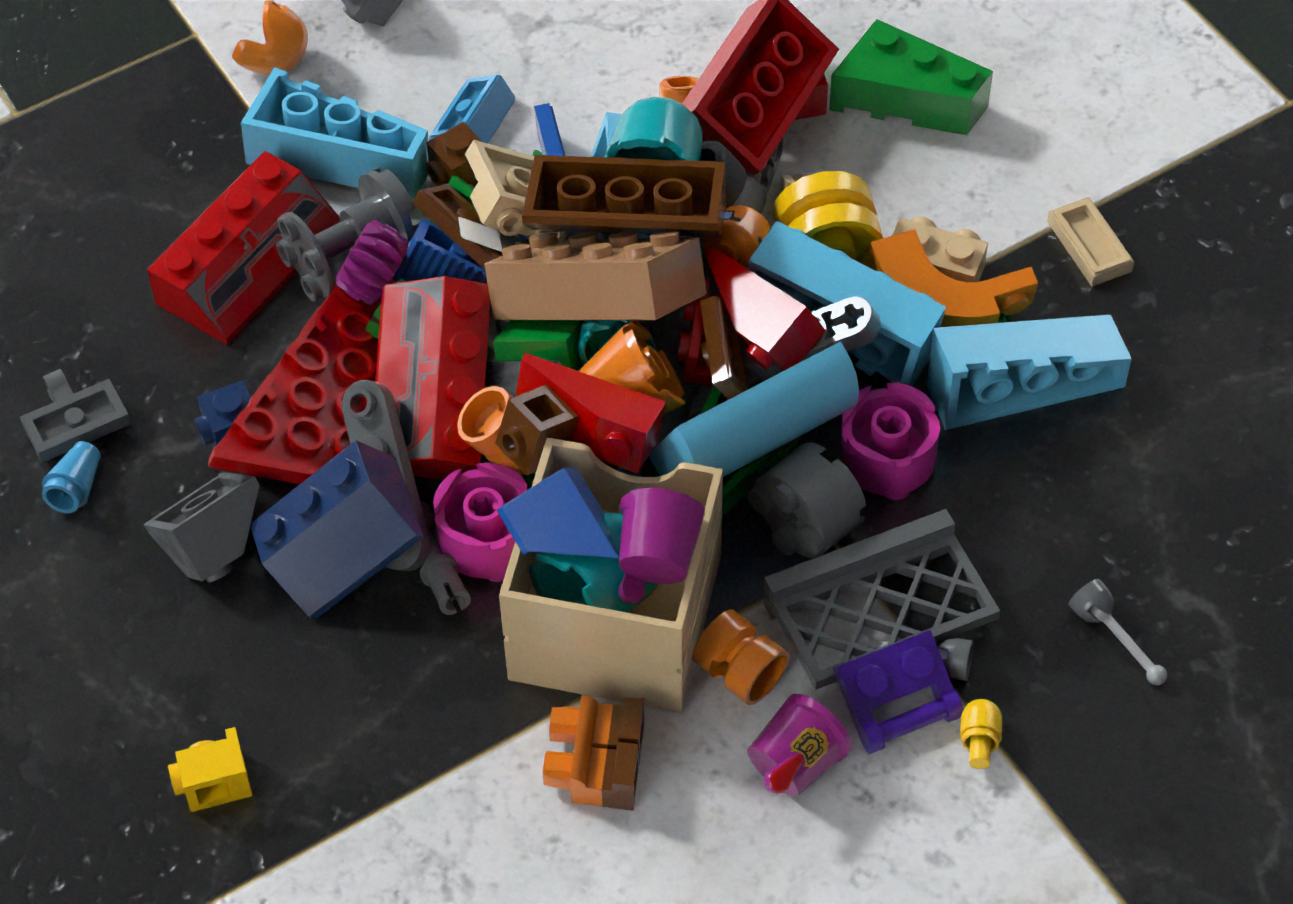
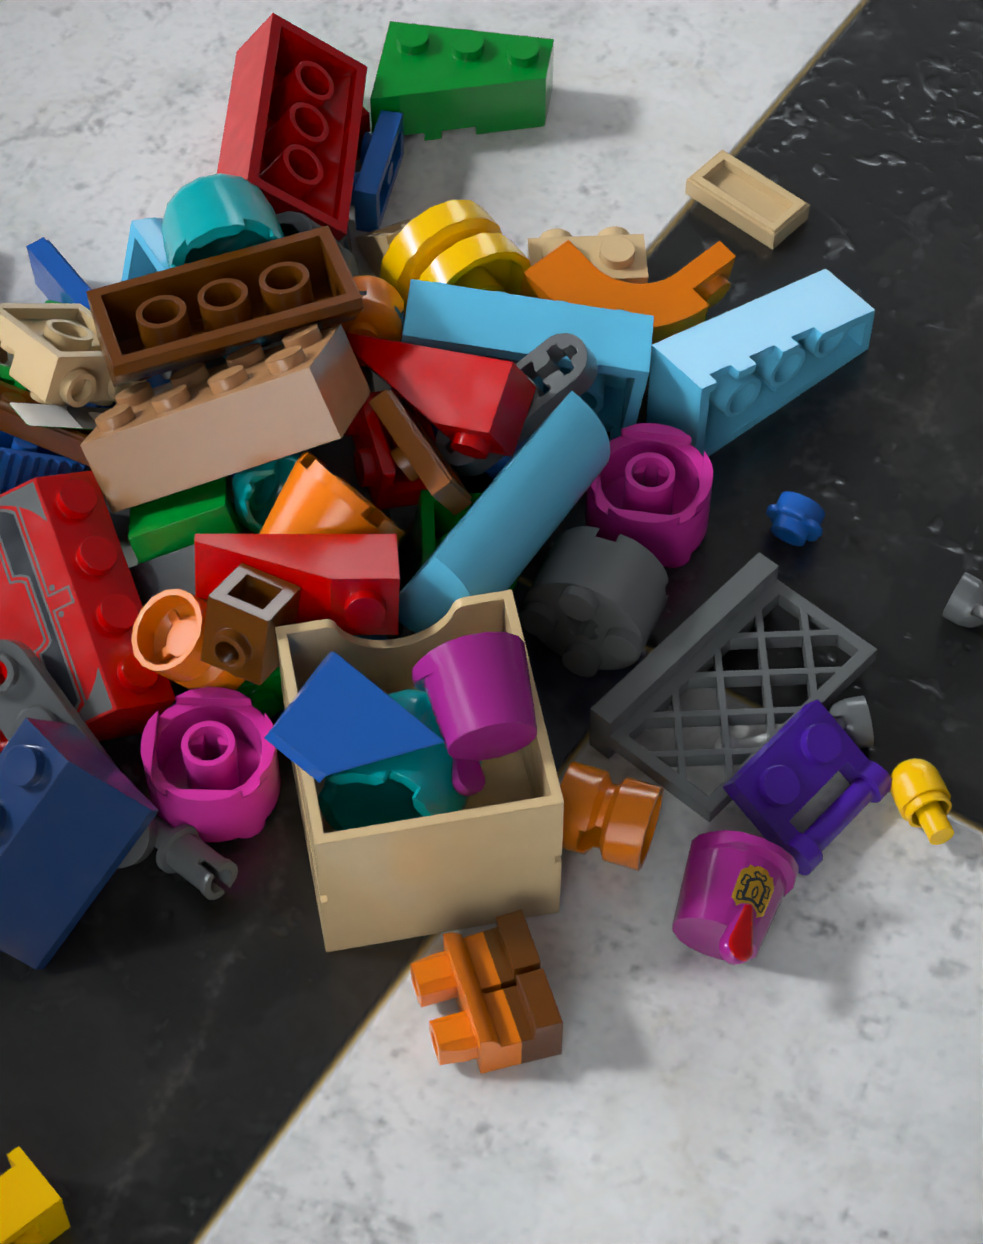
camera: 25 degrees left, 0 degrees up
(676, 87) = (186, 170): orange tile -> none
(818, 131) = (380, 162): none -> blue plate
(995, 495) = (796, 518): none -> blue plate

